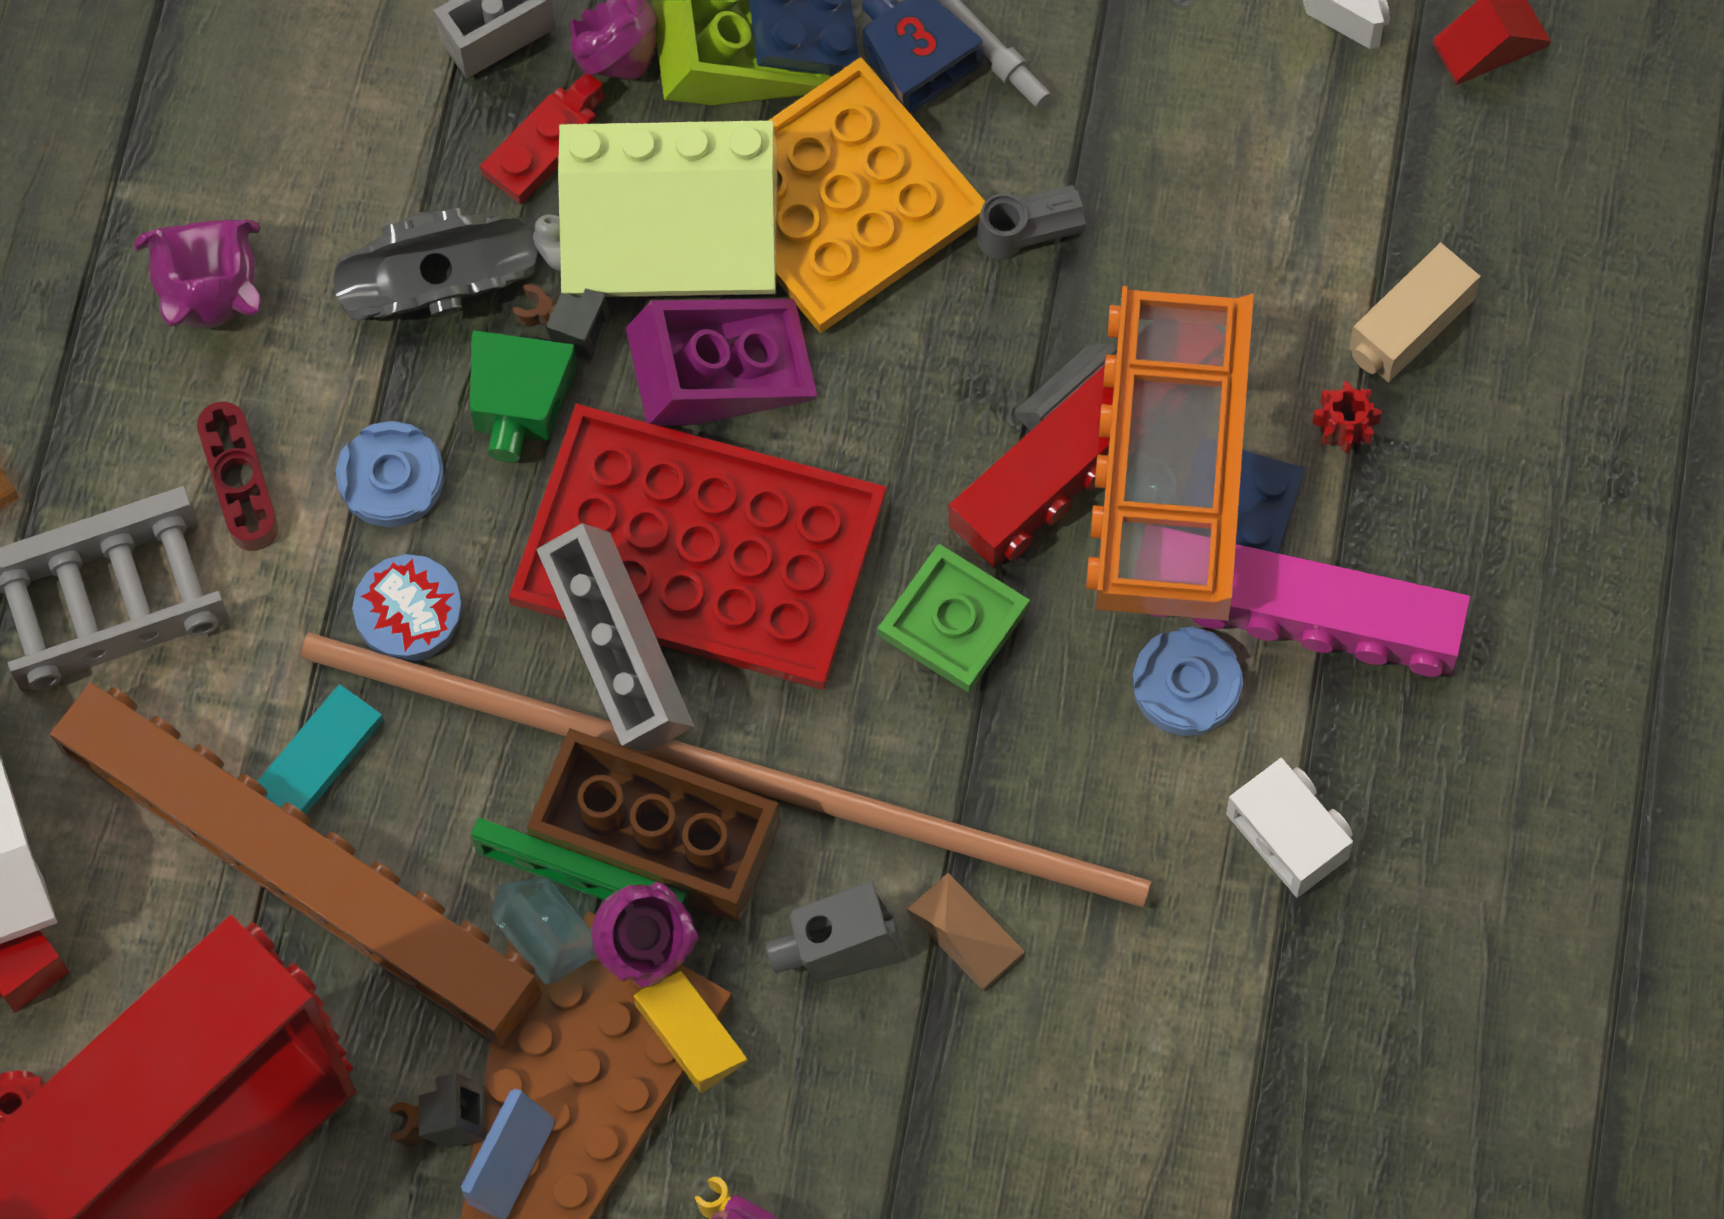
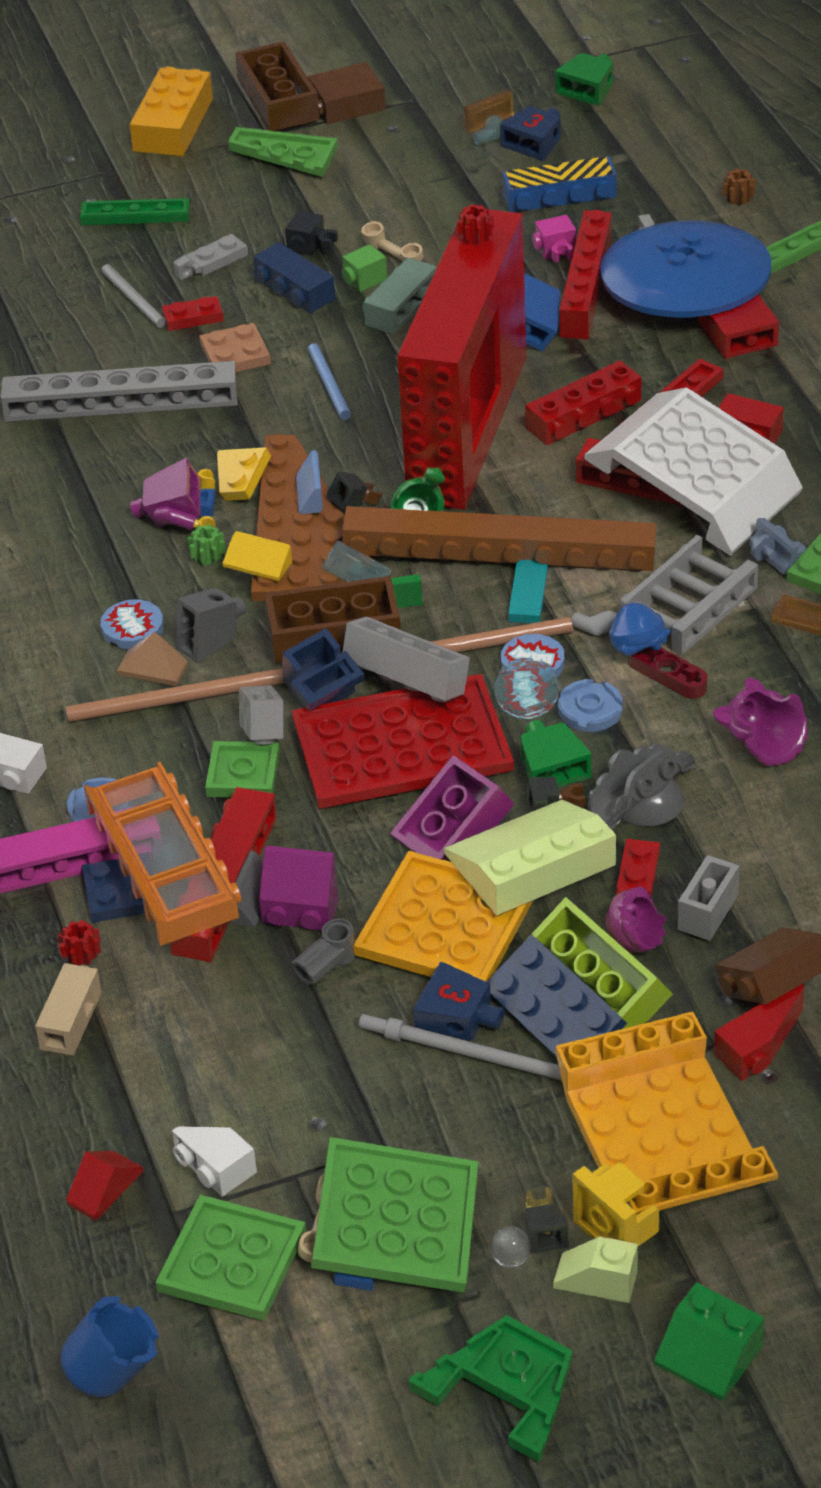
camera: 150 degrees right, 25 degrees down
(239, 534) = (637, 629): none -> blue hair
(270, 617) = (595, 625): none -> light grey arm
(364, 1013) = (421, 492): none -> green piece
(460, 542) = (526, 688): none -> clear light blue tile
(643, 933) = (302, 562): magenta hair -> none
(748, 704) = (319, 672): none -> dark blue plate
(757, 1142) = (206, 545): none -> bright green gear
(879, 670) = (261, 713): none -> light grey brick
(948, 1041) = (131, 622): none -> tile
(1011, 323) = (298, 887): none -> magenta slope

